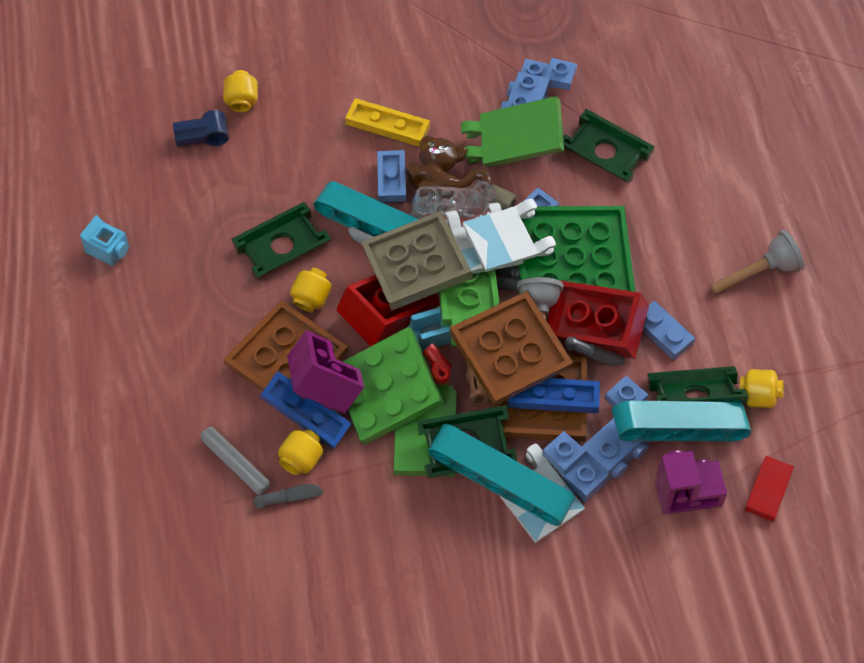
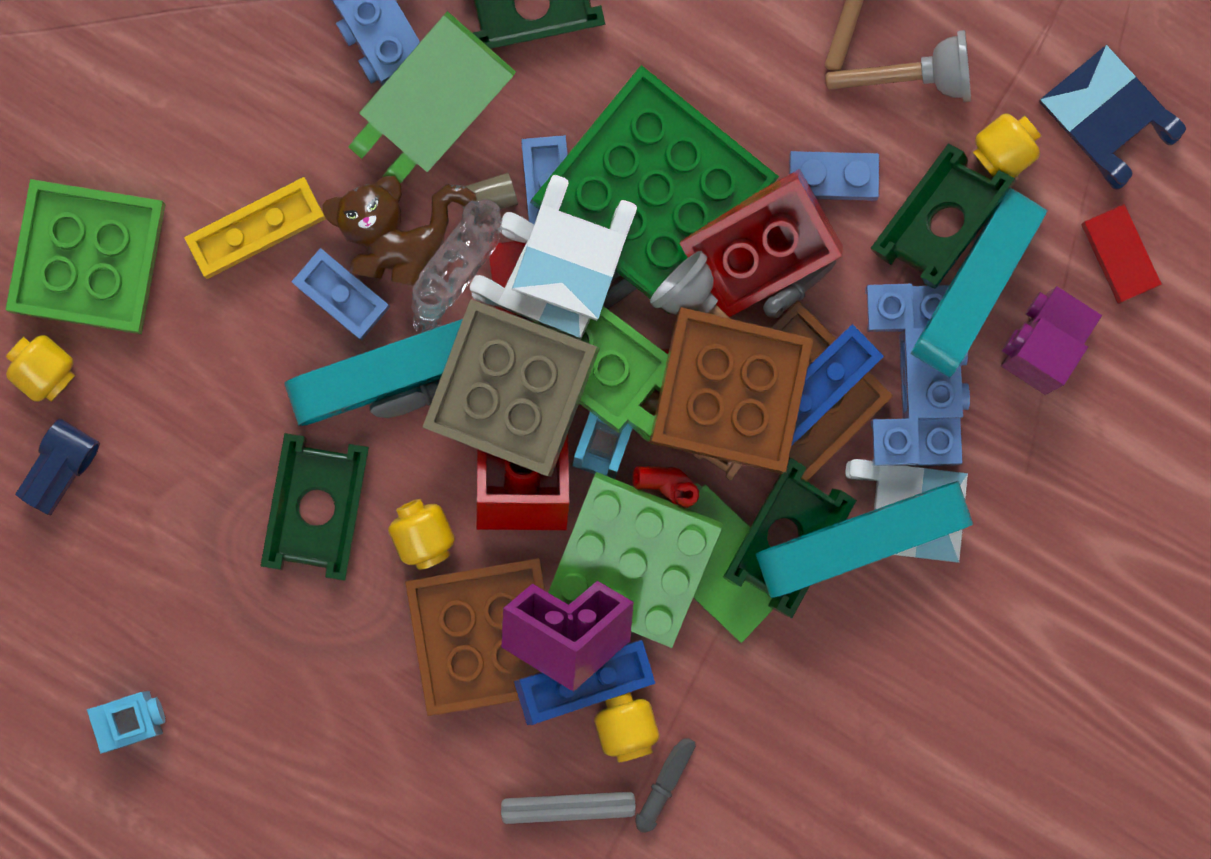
camera: 55 degrees left, 25 degrees up
(308, 73) = (85, 256): none -> bright green plate
(768, 331) = (946, 69): none -> piece
(830, 421) = (1105, 108): none -> dark blue flag

